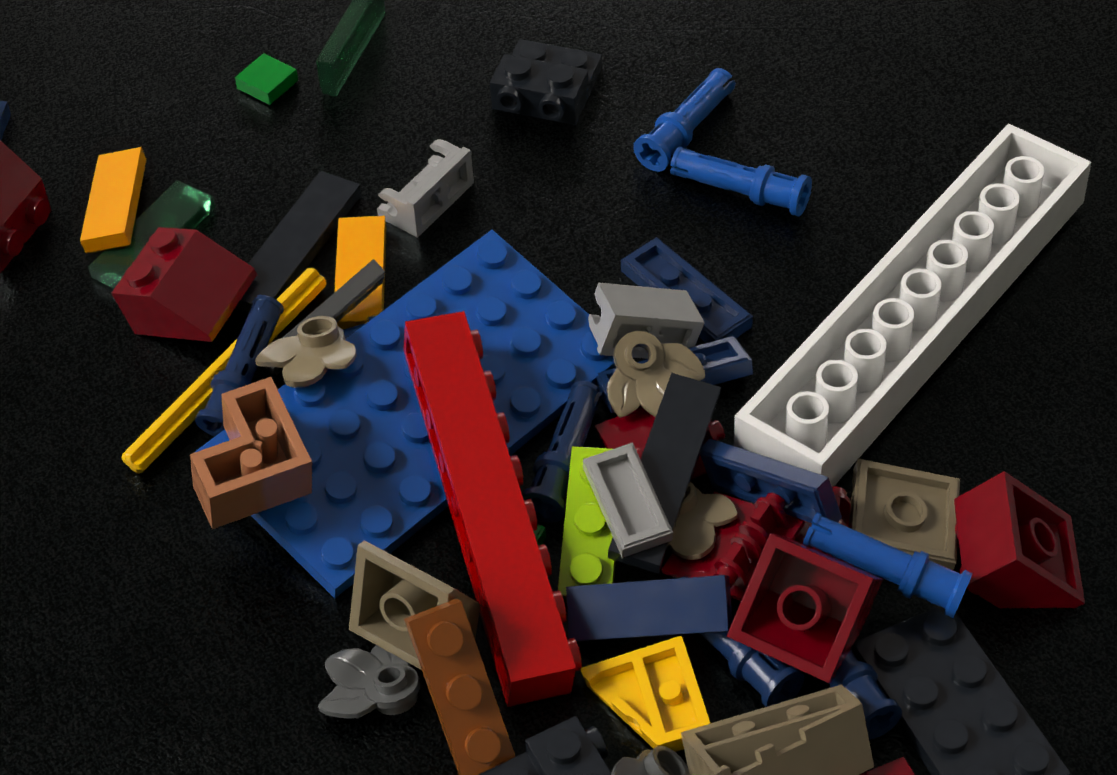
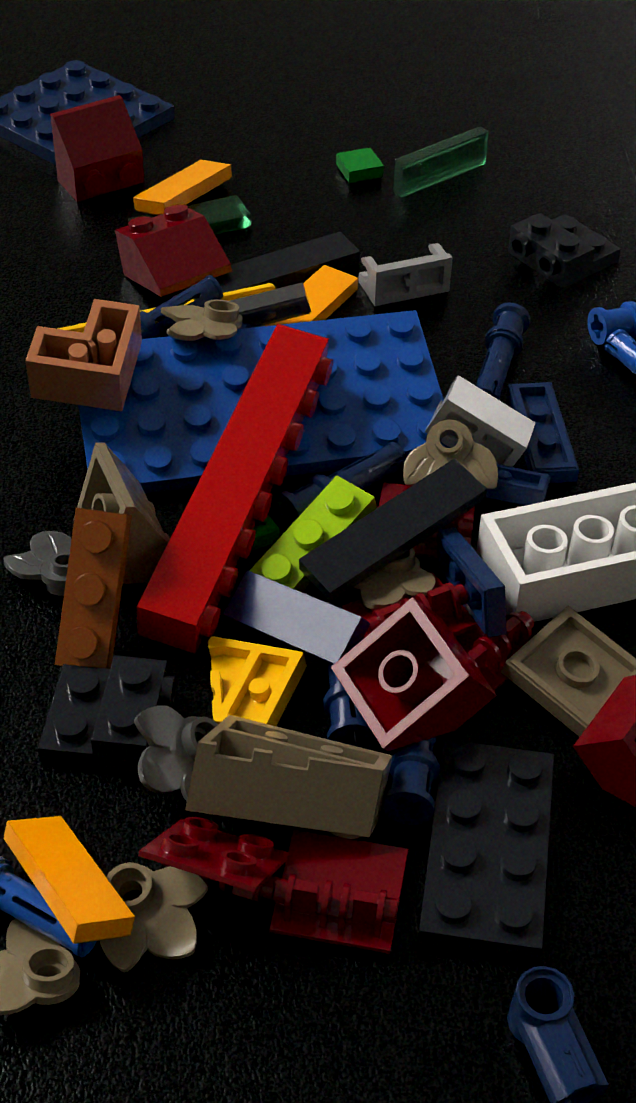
camera: 30 degrees right, 5 degrees down
(582, 219) = (503, 344): none -> dark blue pin
(627, 500) = (340, 529): light grey tile -> none
(913, 574) = (527, 705): blue pin -> none

